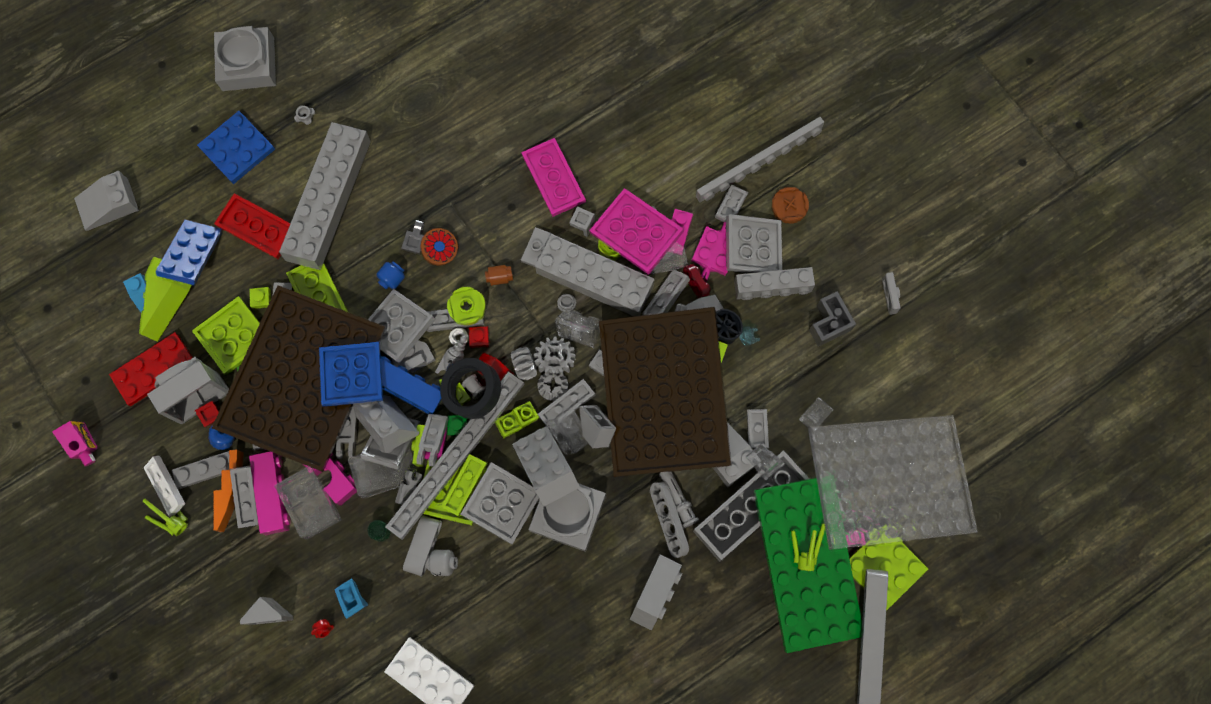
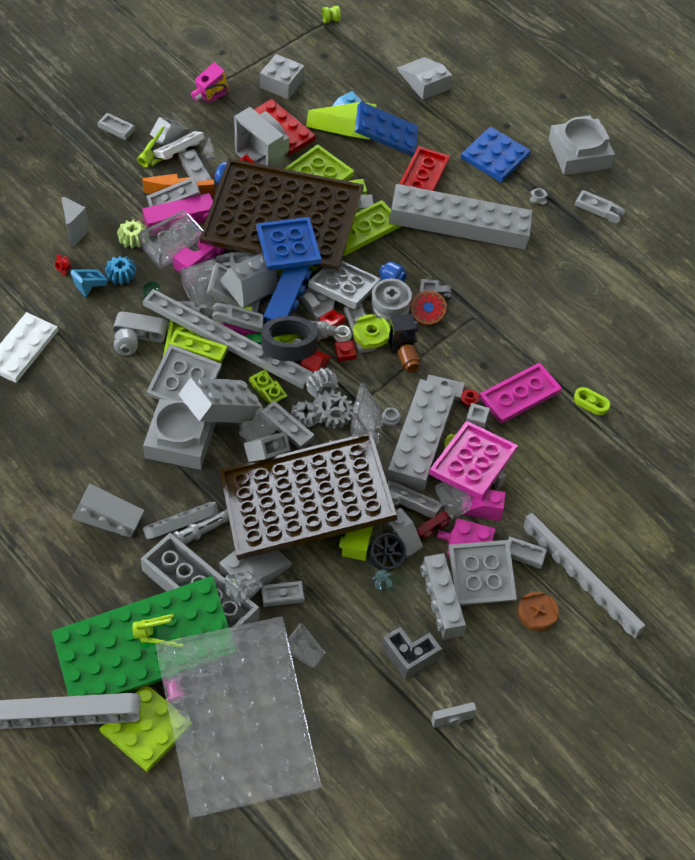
camera: 75 degrees right, 20 degrees down
(77, 358) = (281, 76): none -> light grey brick
(118, 558) = (116, 126): none -> light grey plate
(134, 492) = (172, 131): none -> light grey slope
(177, 452) = (208, 151): none -> clear piece
(283, 551) = (130, 233): none -> yellowish green gear
(328, 59) = (599, 206): none -> light grey hinge
(338, 556) = (120, 270): none -> dark azure gear
(427, 282) = (390, 299): none -> light grey wheel
(440, 344) = (333, 318): none -> red plate
(473, 274) = (402, 331): none -> black brick
(554, 230) = (469, 393): none -> red plate
(568, 114) = (592, 401): none -> lime plate

